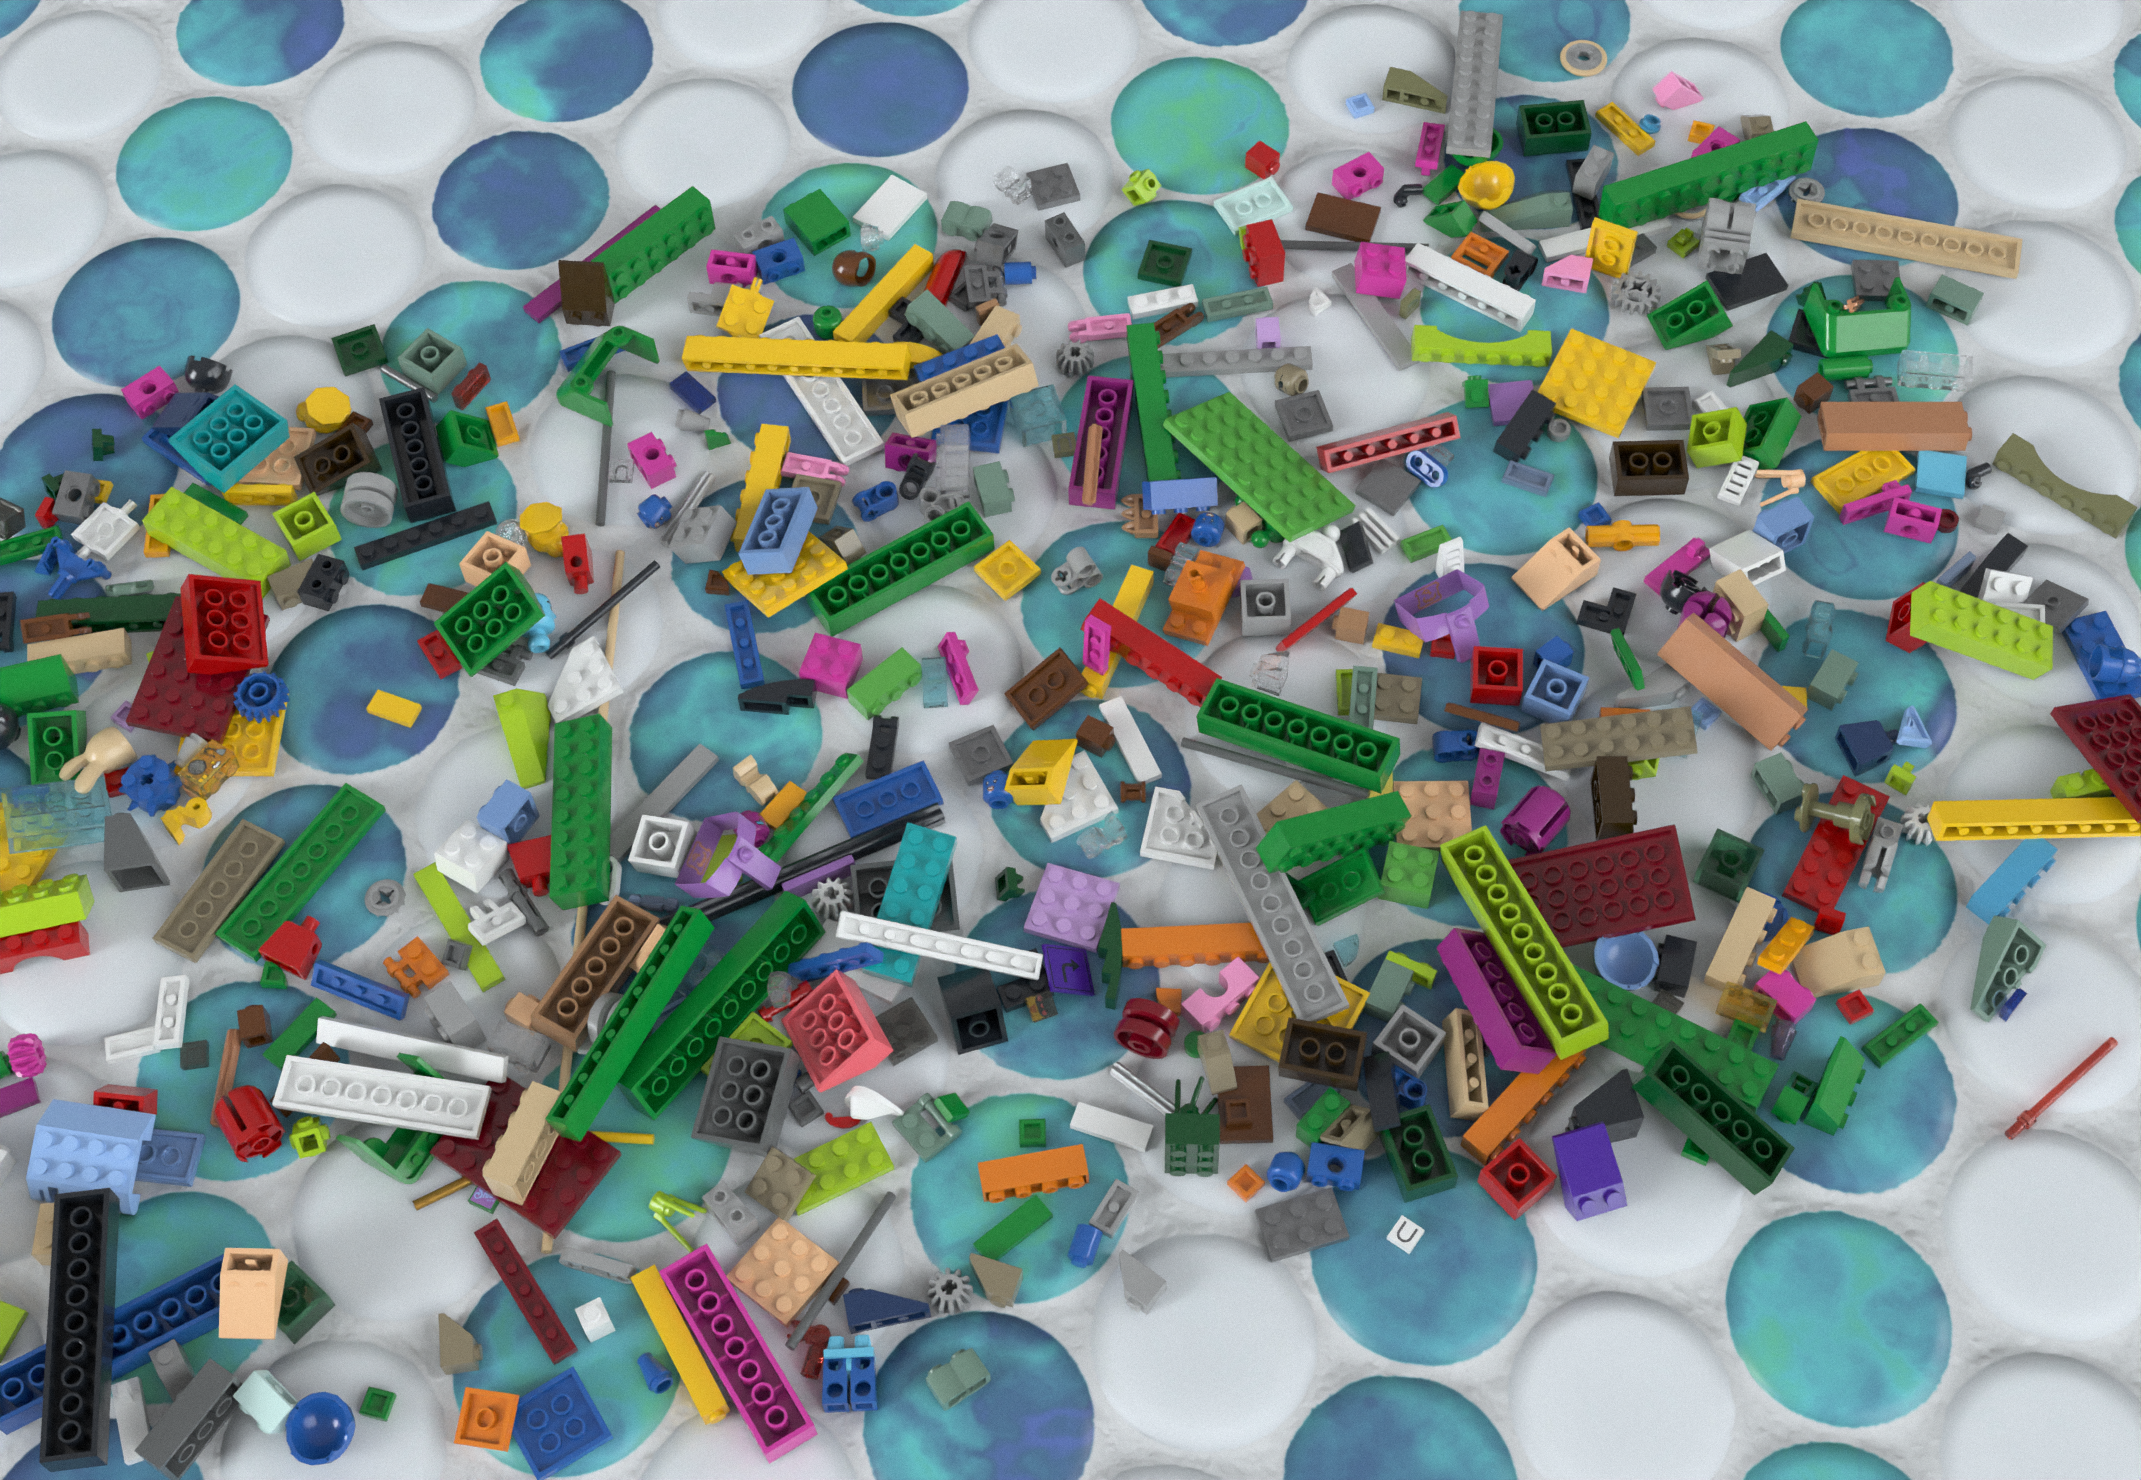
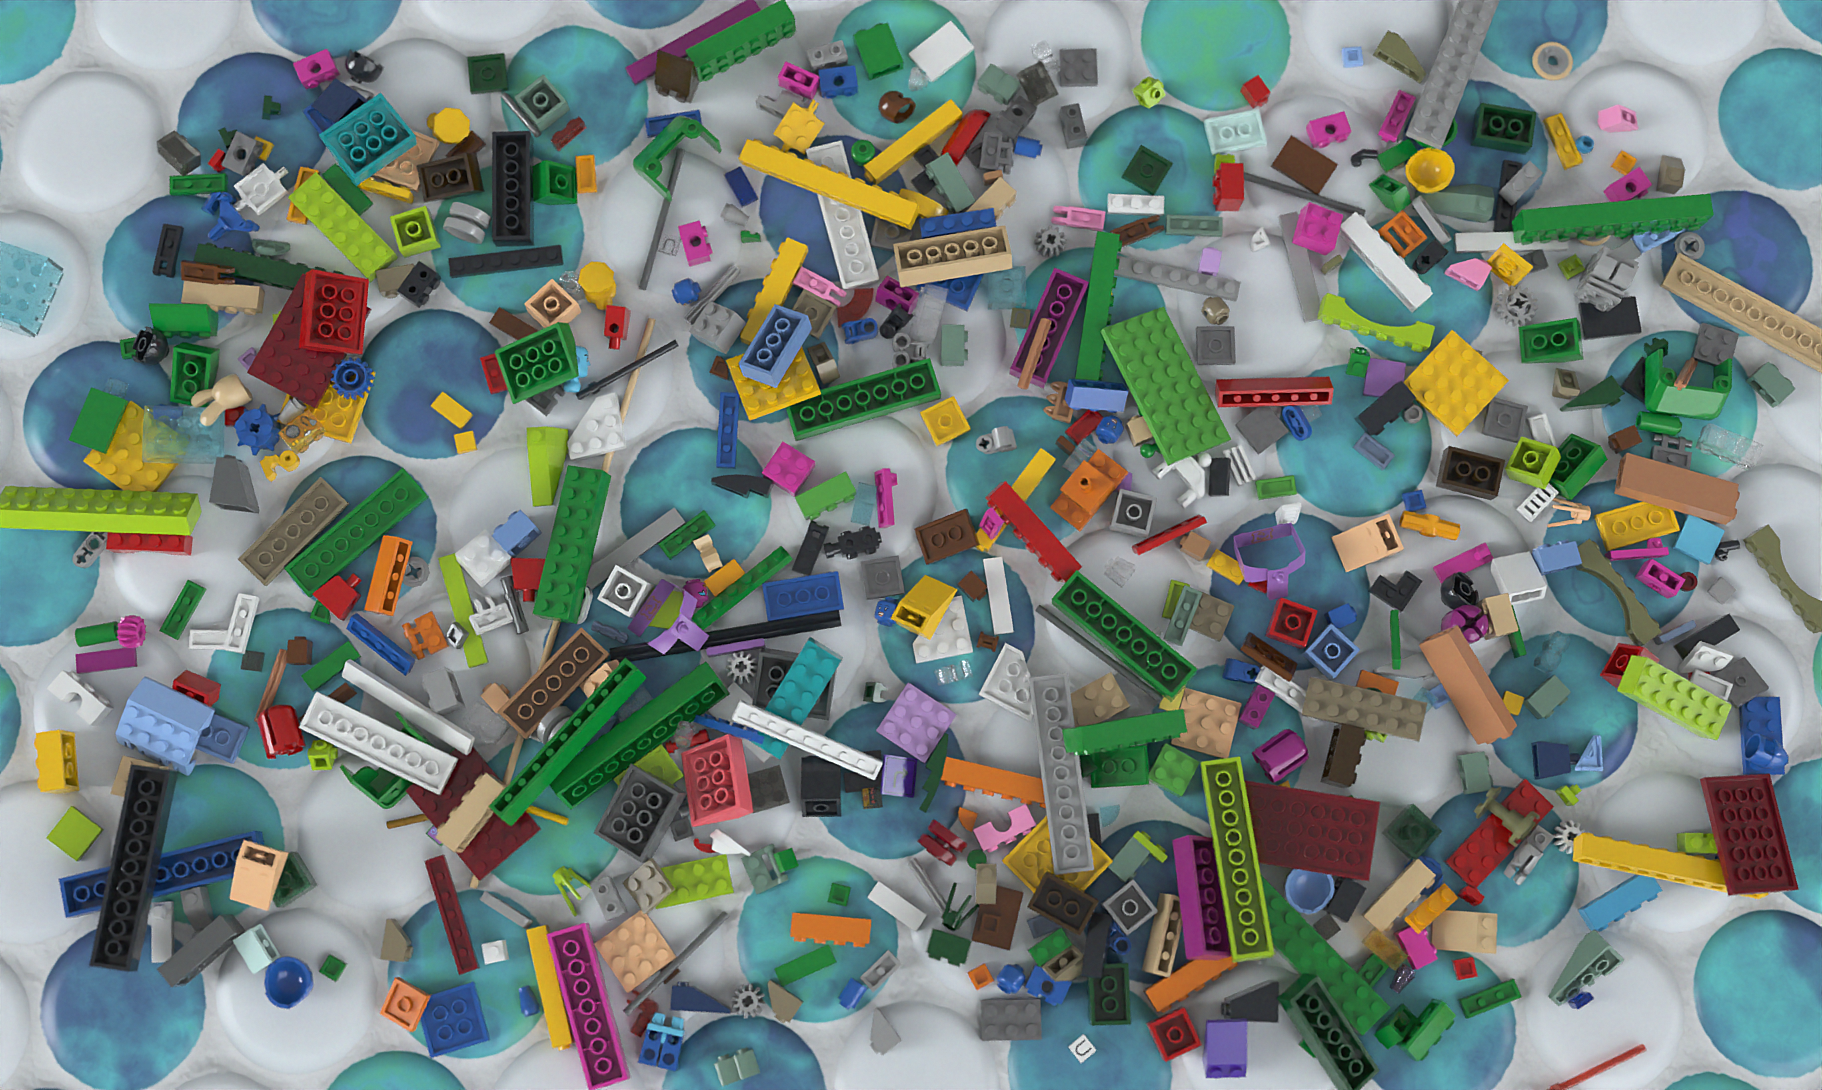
camera: 10 degrees right, 20 degrees up
(90, 1019) = (182, 609): none -> green tile
(353, 906) = (388, 575): none -> orange brick
(419, 739) = (465, 442): none -> yellow tile
(720, 773) = (686, 534): none -> green tile
(867, 476) = (856, 307): none -> clear red tile
(935, 726) = (859, 543): none -> black brick
(1010, 206) = (1037, 84): none -> clear smoke brick
(1839, 529) = (1638, 623): none -> olive arch

